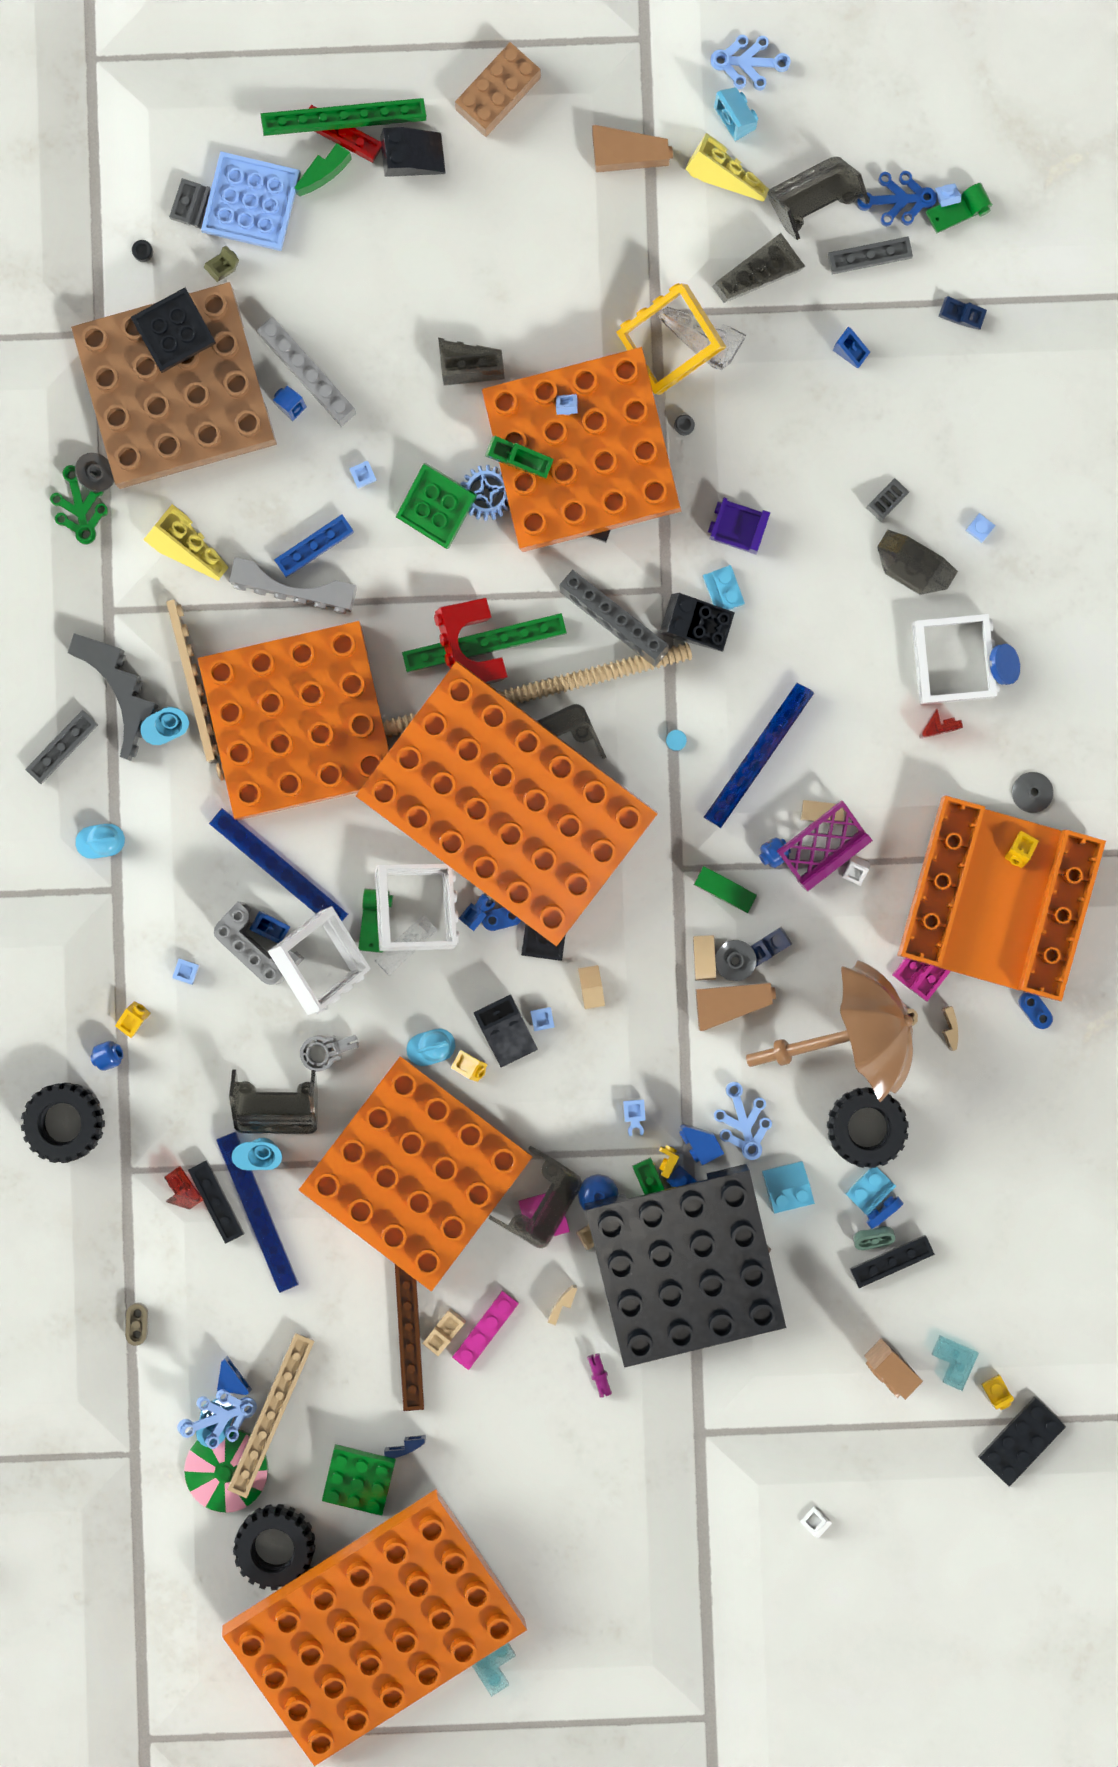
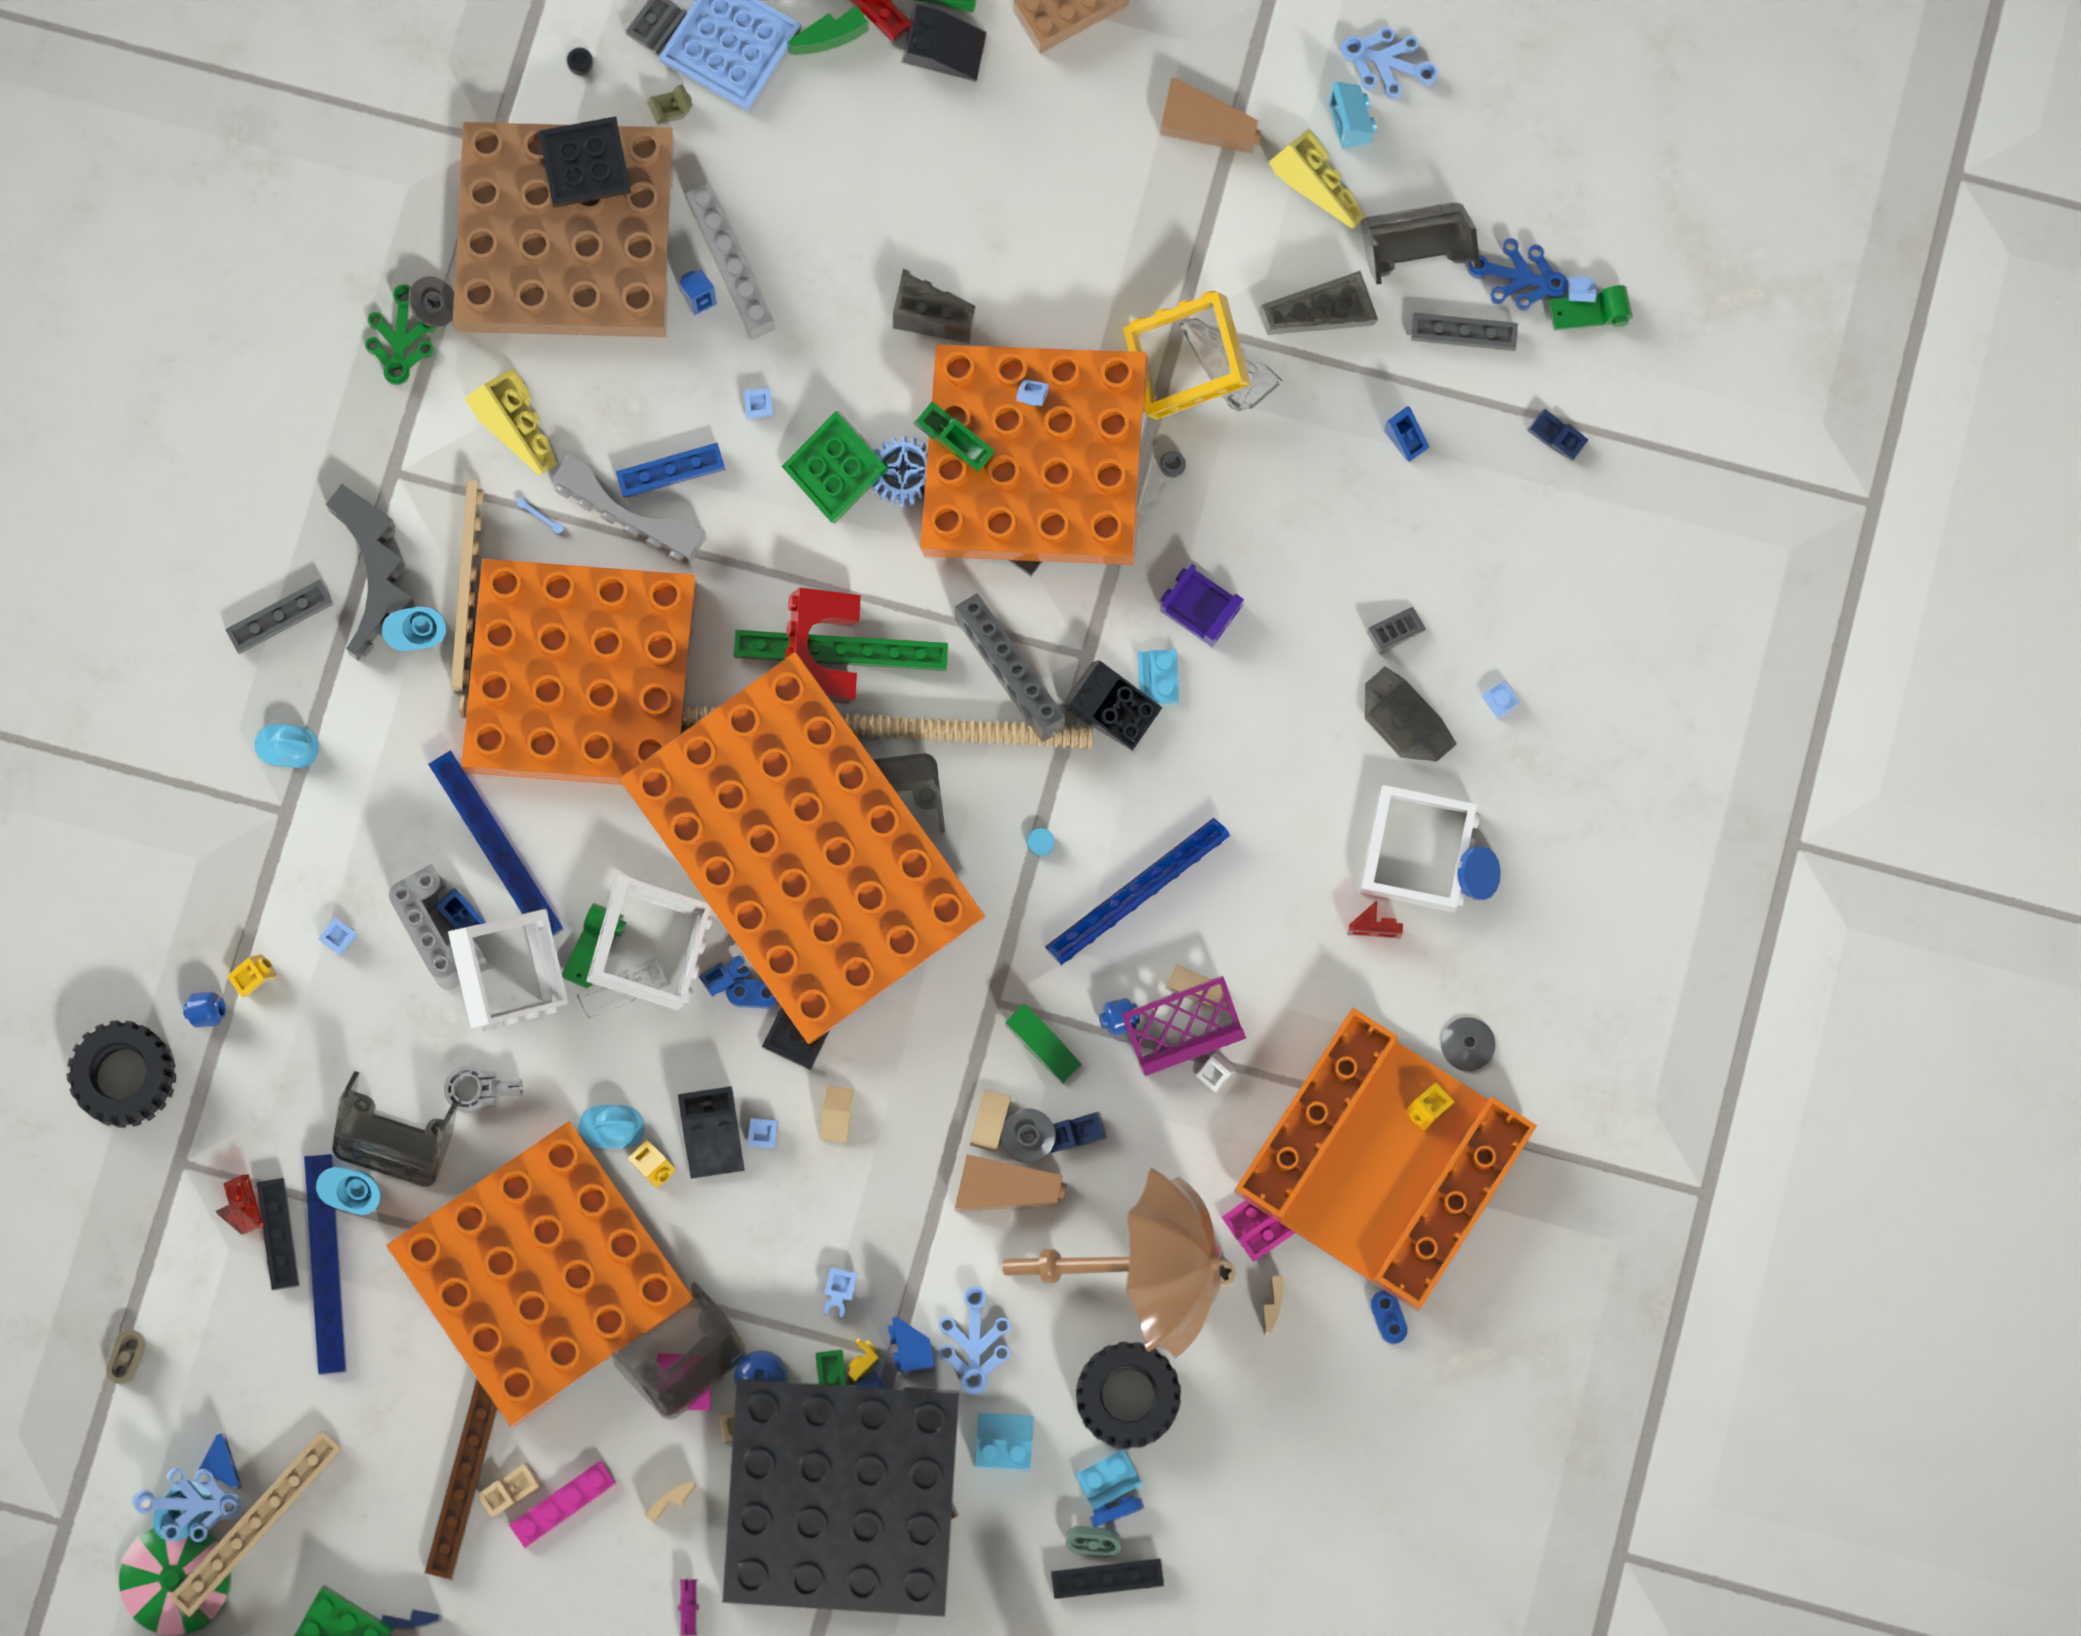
camera: 15 degrees right, 10 degrees down
(245, 615) = (557, 528): none -> light blue hinge

